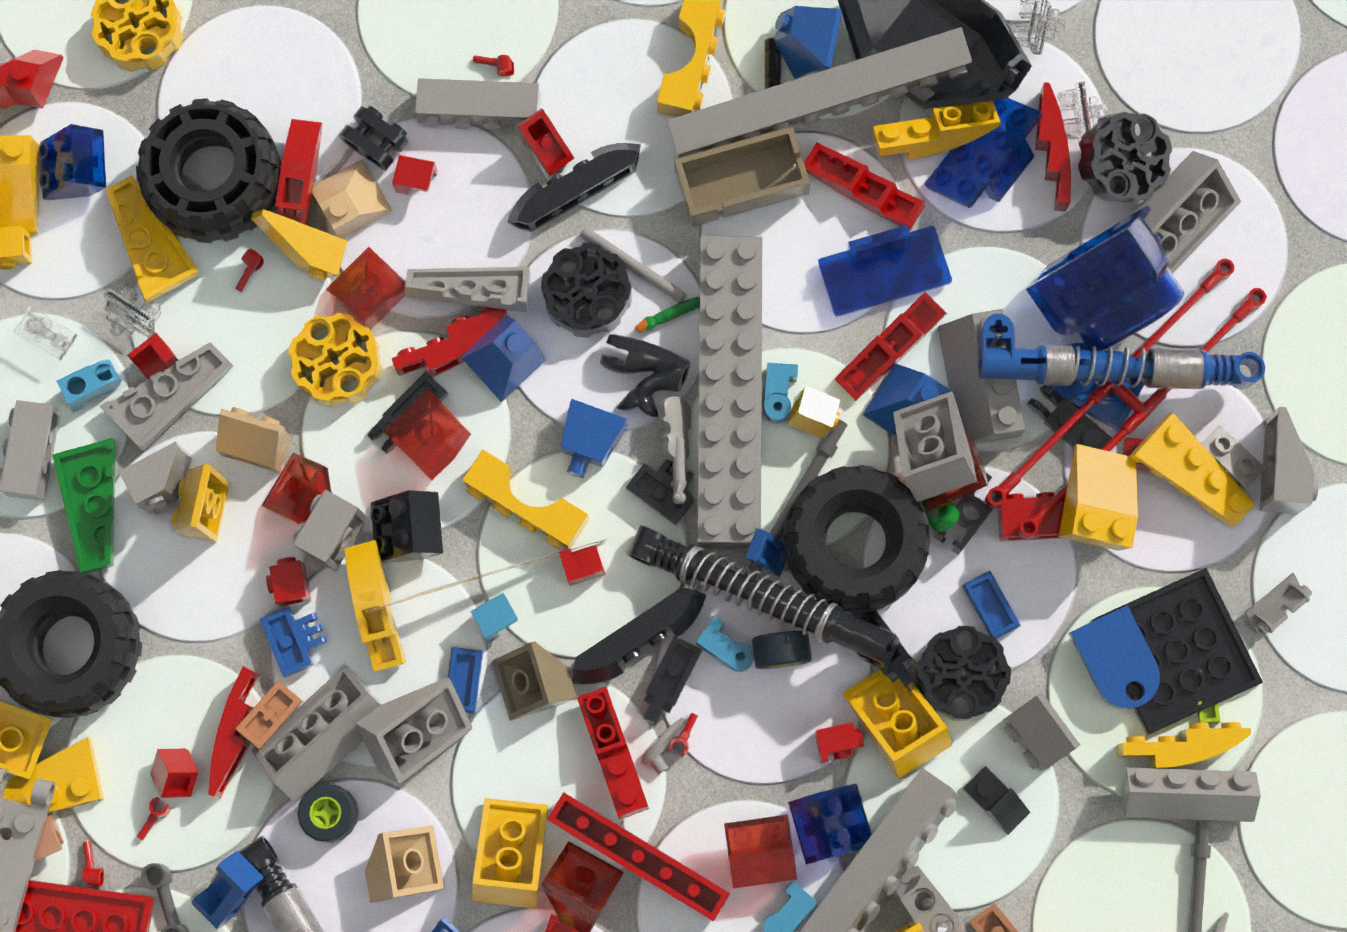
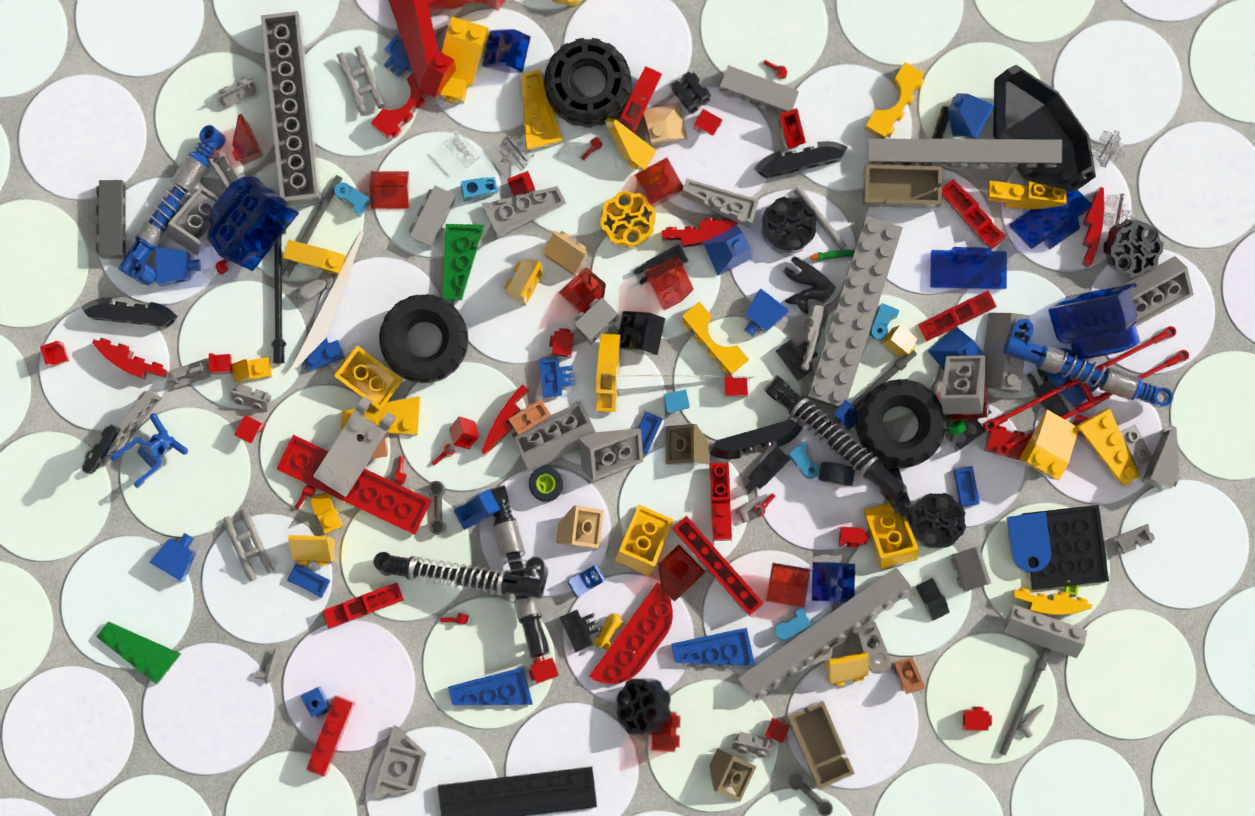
camera: 10 degrees right, 5 degrees up
(156, 478) = (504, 258): light grey slope -> none

